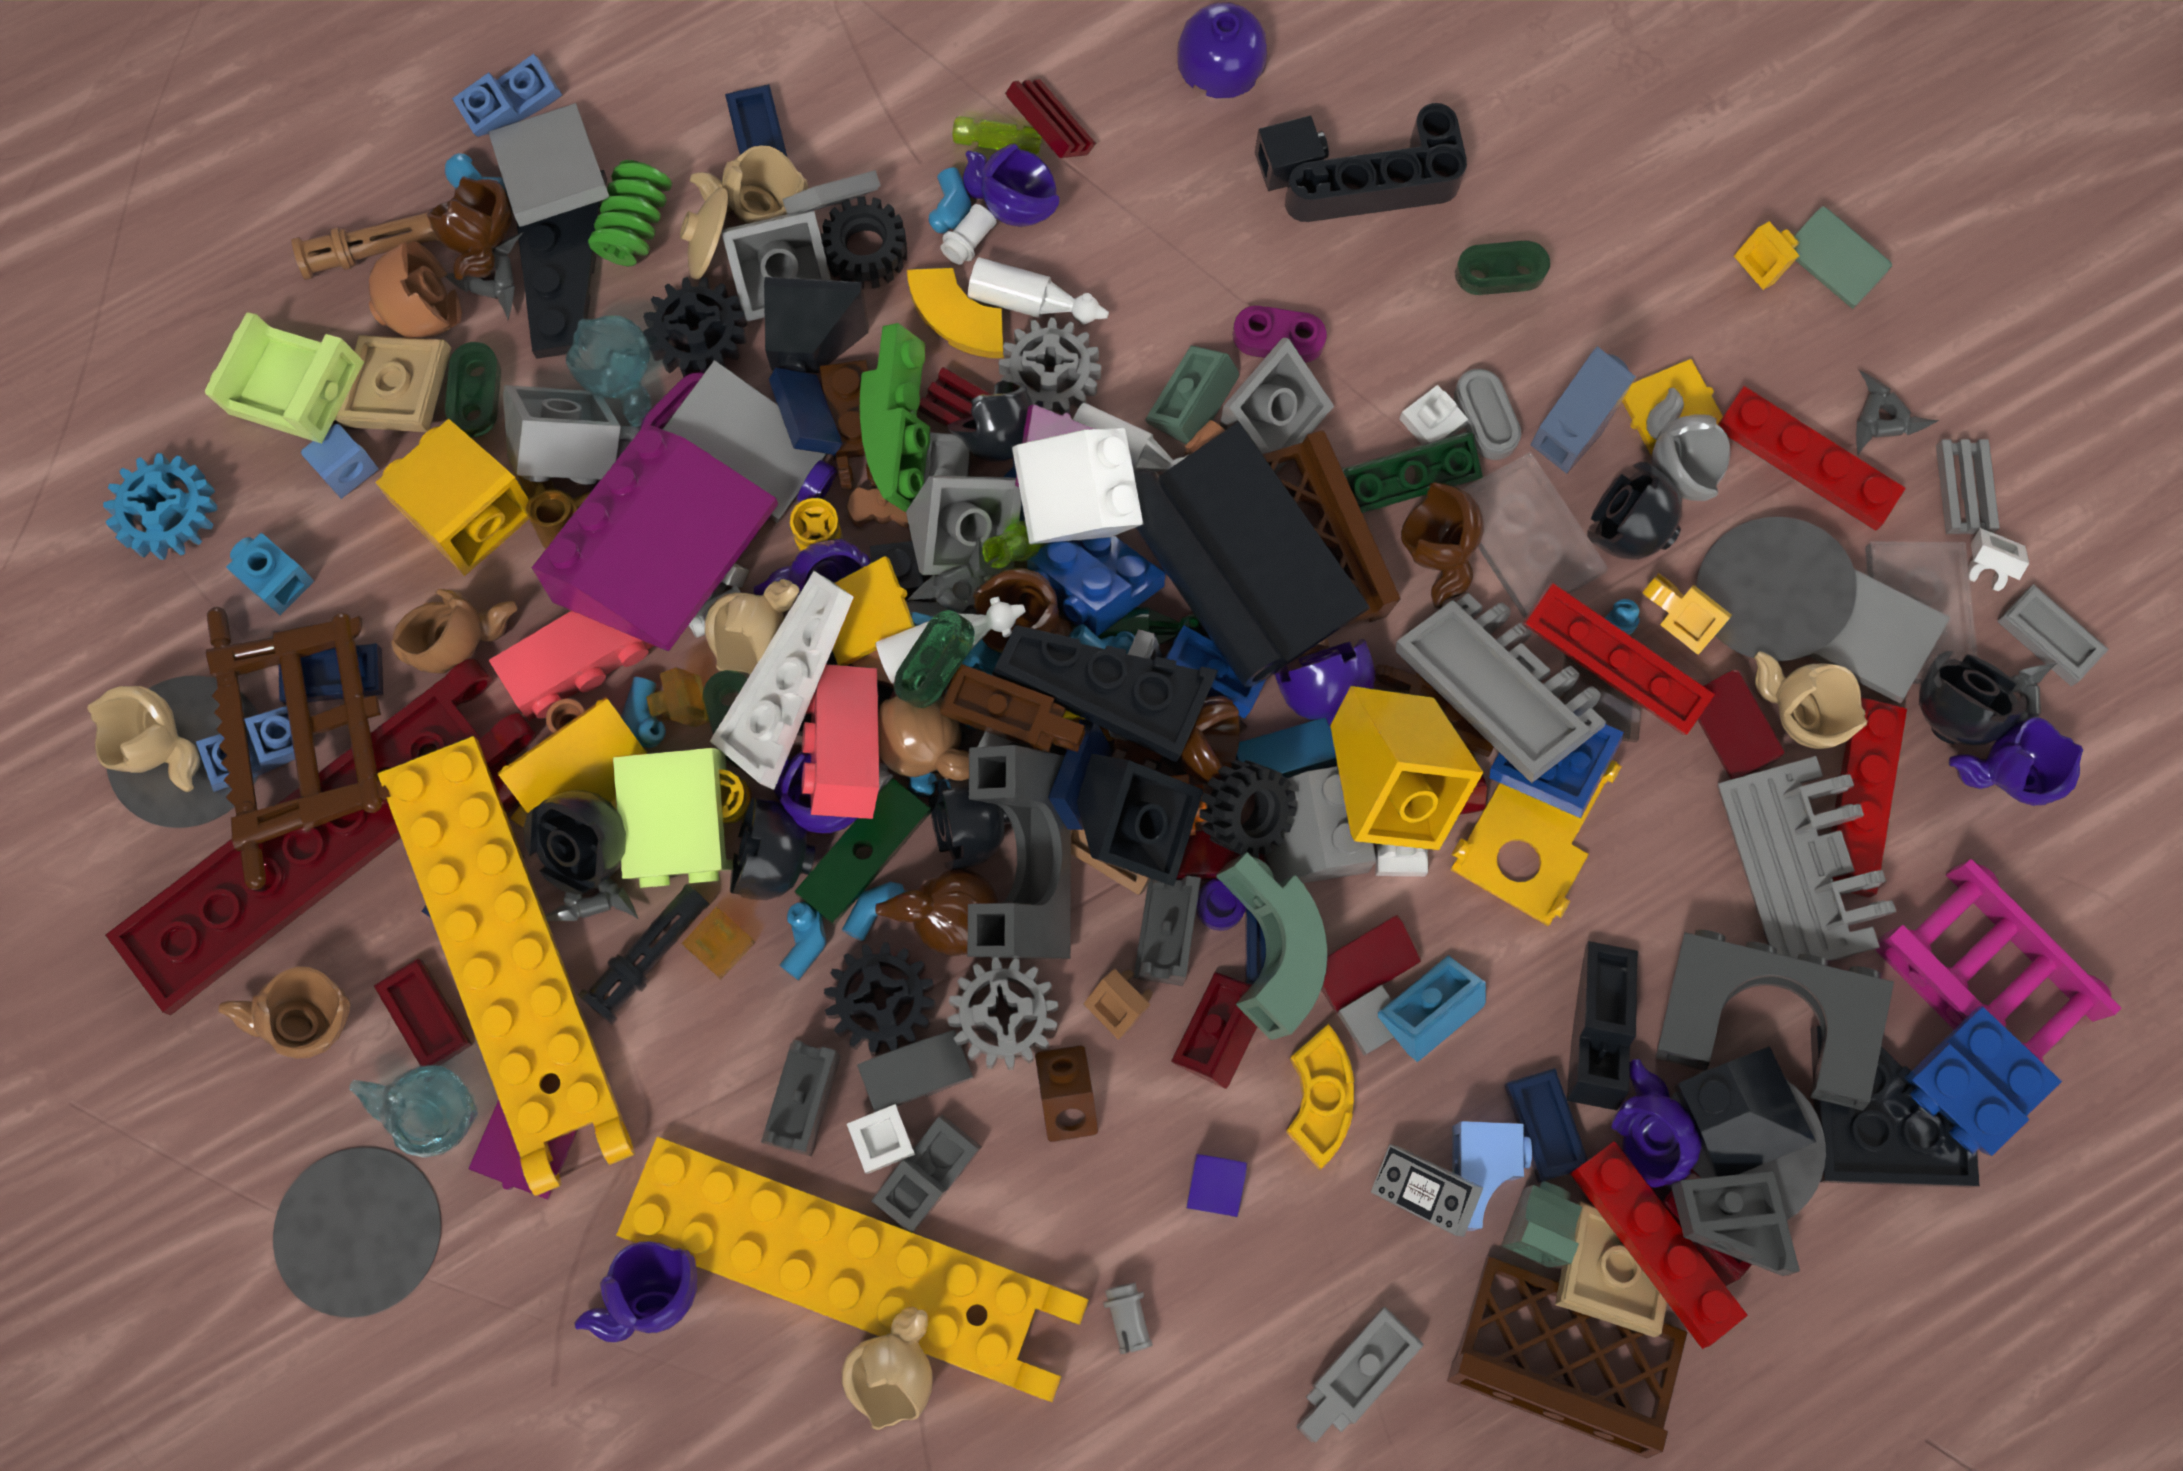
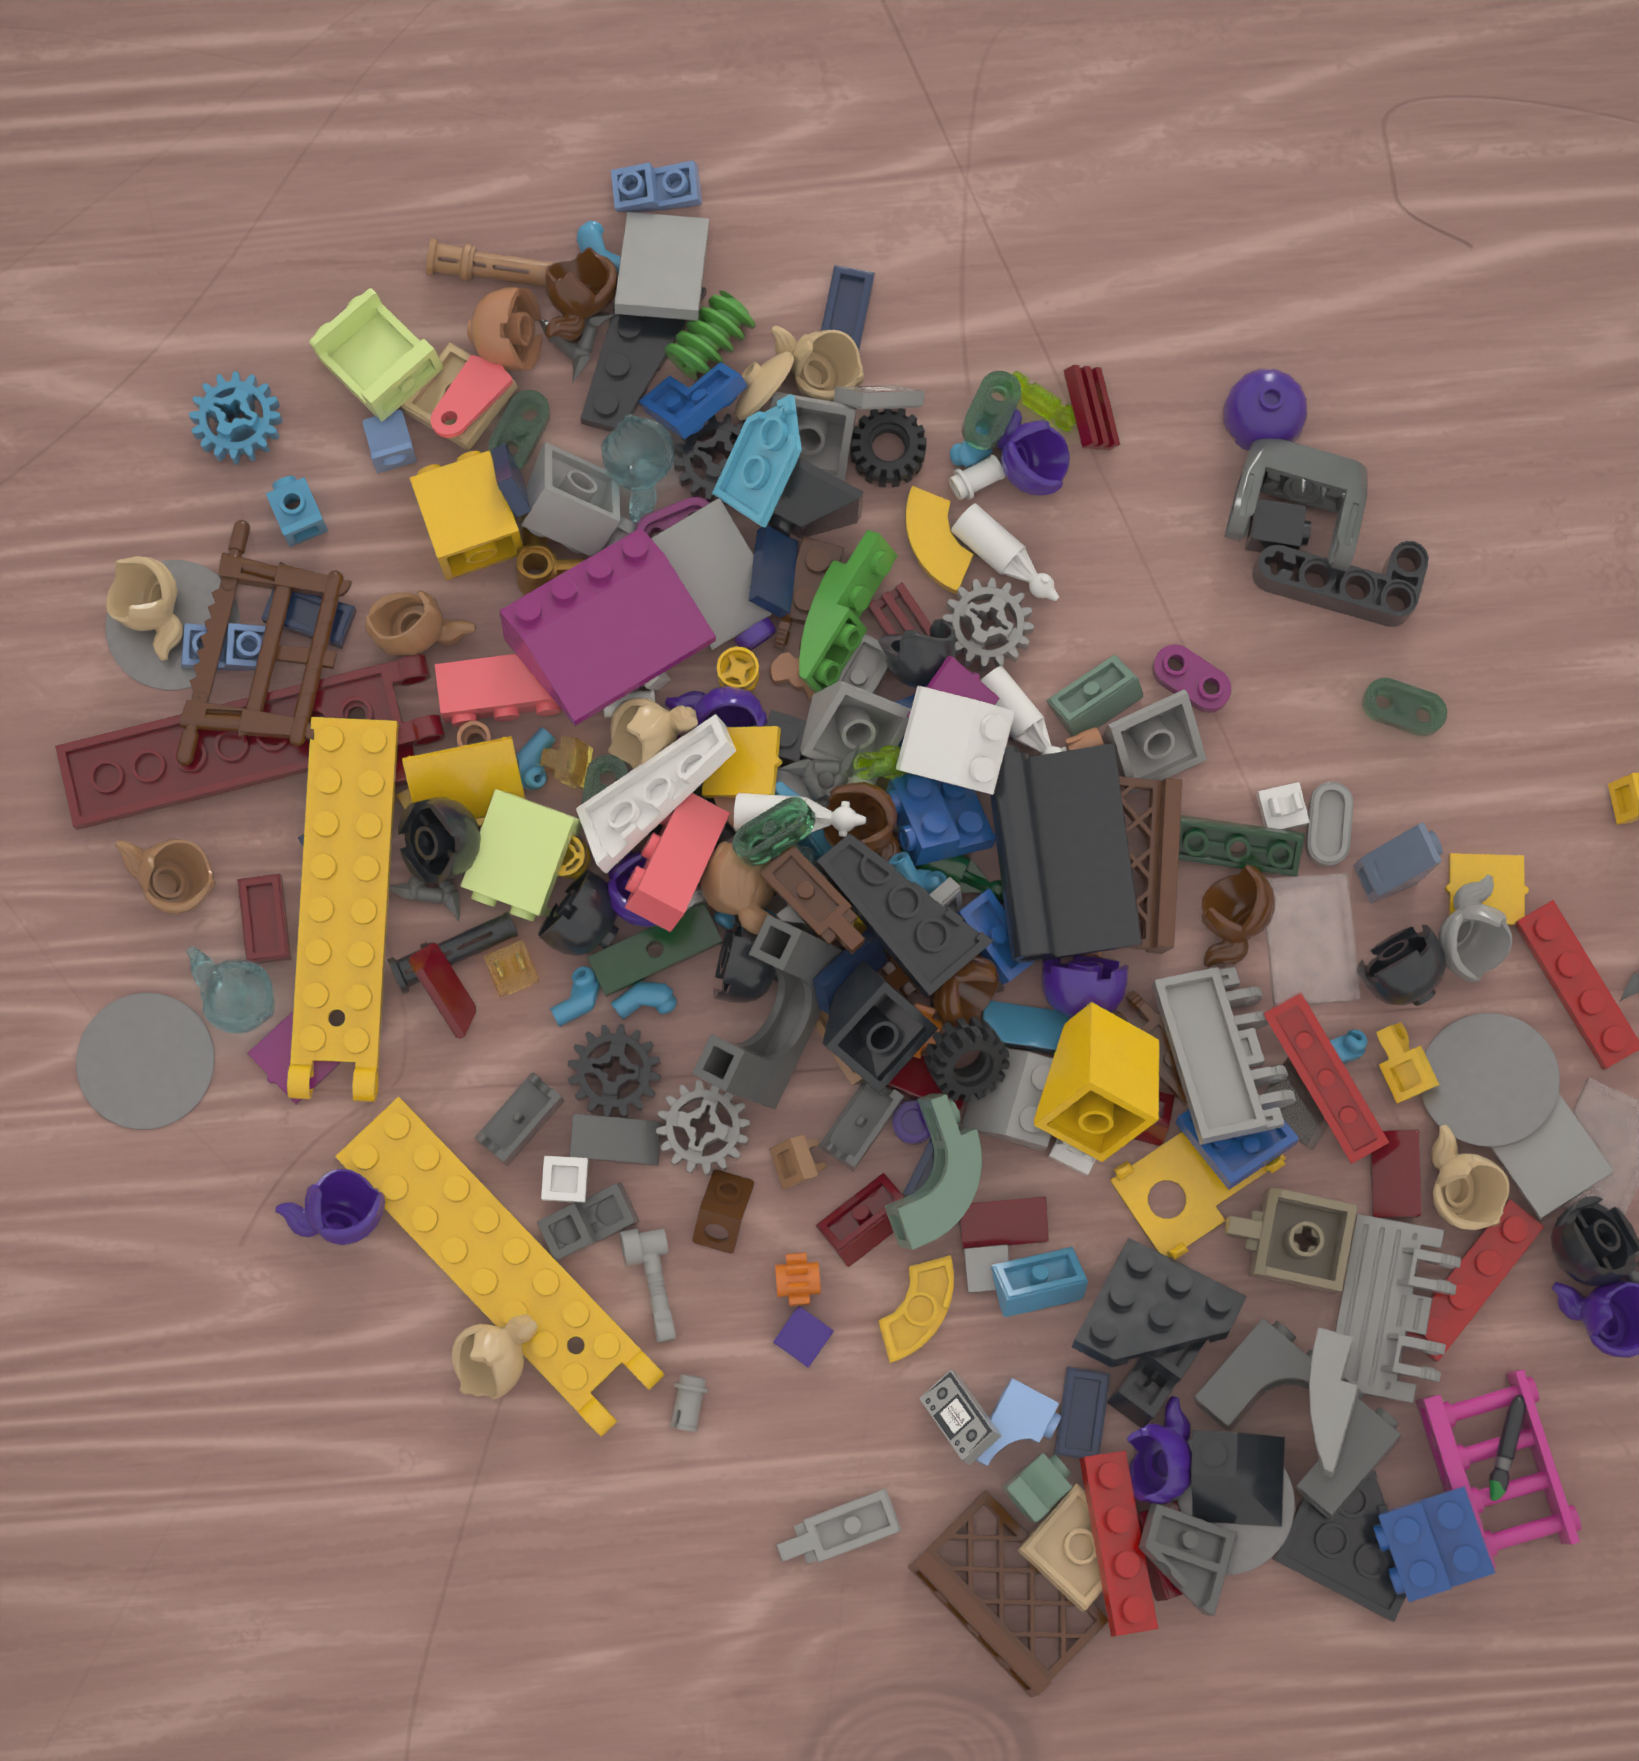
camera: 25 degrees right, 5 degrees up
(403, 373) = (469, 396): none -> coral piece
(484, 436) = (510, 480): none -> dark blue tile
(641, 289) = (687, 409): none -> blue plate
(654, 995) = (444, 988): none -> dark red slope
(741, 299) = (761, 462): none -> medium azure tile
(941, 909) = (693, 1022): reddish brown hair -> none
(952, 162) = (989, 412): none -> clear green plate
(1004, 1173) = (646, 1249): none -> light grey brick
(1181, 1126) = (797, 1279): none -> orange gear
(1297, 89) = (1305, 478): none -> dark grey connector
(1569, 977) = (1154, 1309): none -> black plate
(1653, 851) = (1272, 1233): none -> dark tan hinge
(1805, 979) = (1330, 1396): none -> light grey slope
(1997, 948) = (1507, 1446): none -> black piece

